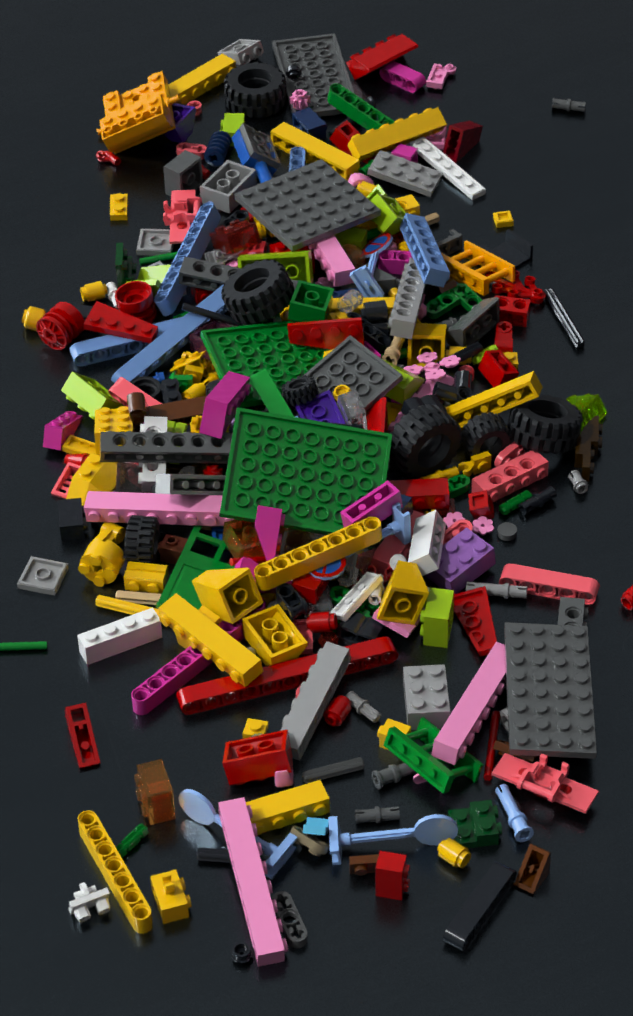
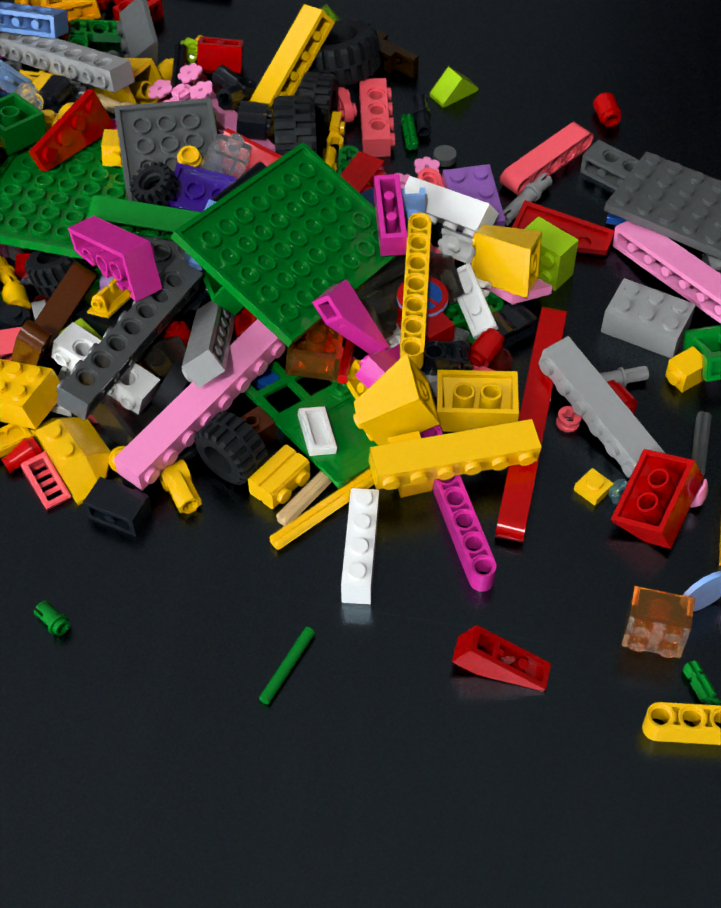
camera: 60 degrees left, 10 degrees up
(43, 575) = (184, 581): light grey tile -> none
(101, 562) = (228, 505): yellow brick -> none
(183, 577) = (317, 431): none -> white tile
(481, 505) = (405, 152): red brick -> none
(504, 336) = (172, 31): red piece -> none
(580, 485) = (420, 77): light grey pin -> none
(585, 504) = (452, 88): none -> lime slope

